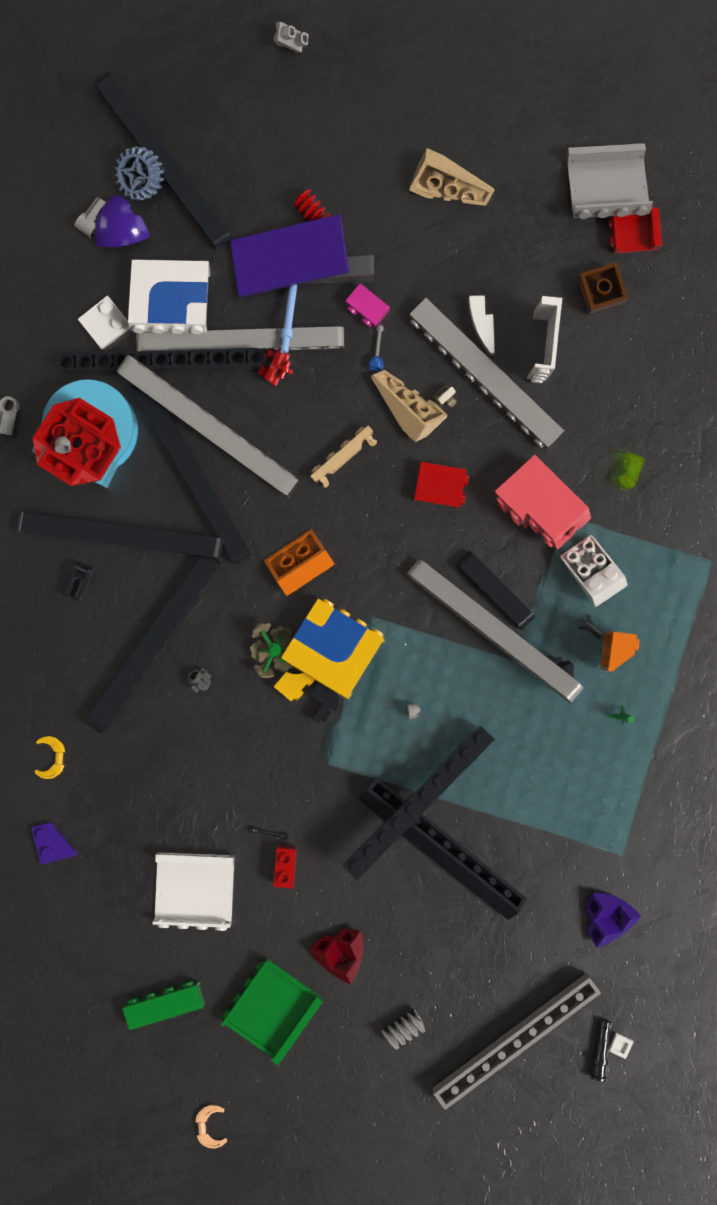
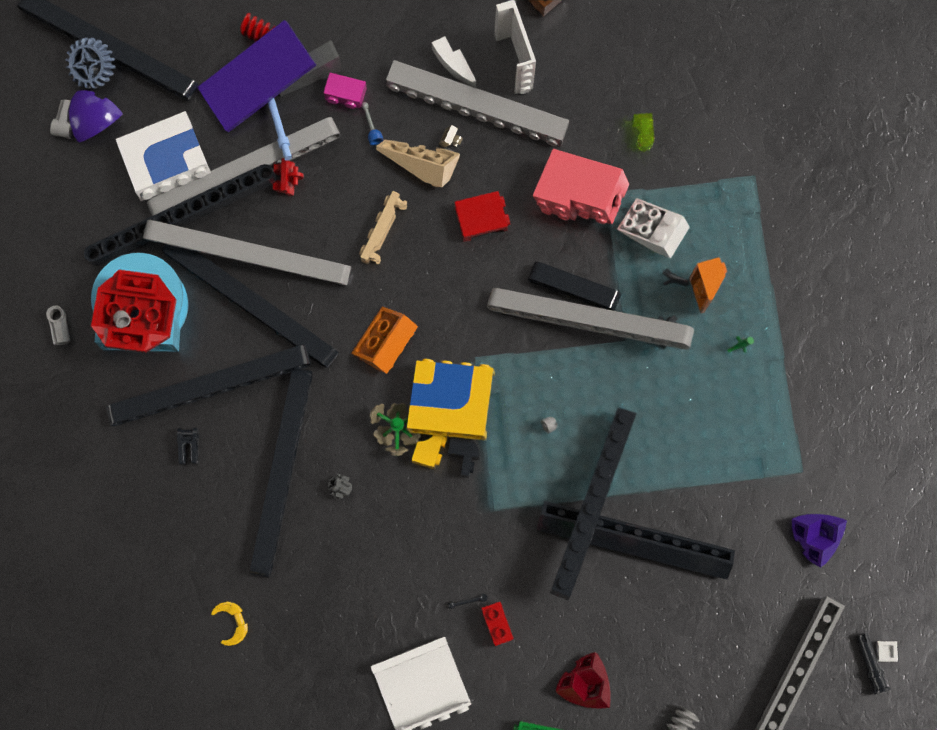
camera: 25 degrees left, 10 degrees down
(51, 844) = (266, 704): dark purple wing -> none
(104, 322) = (114, 206): white plate -> none

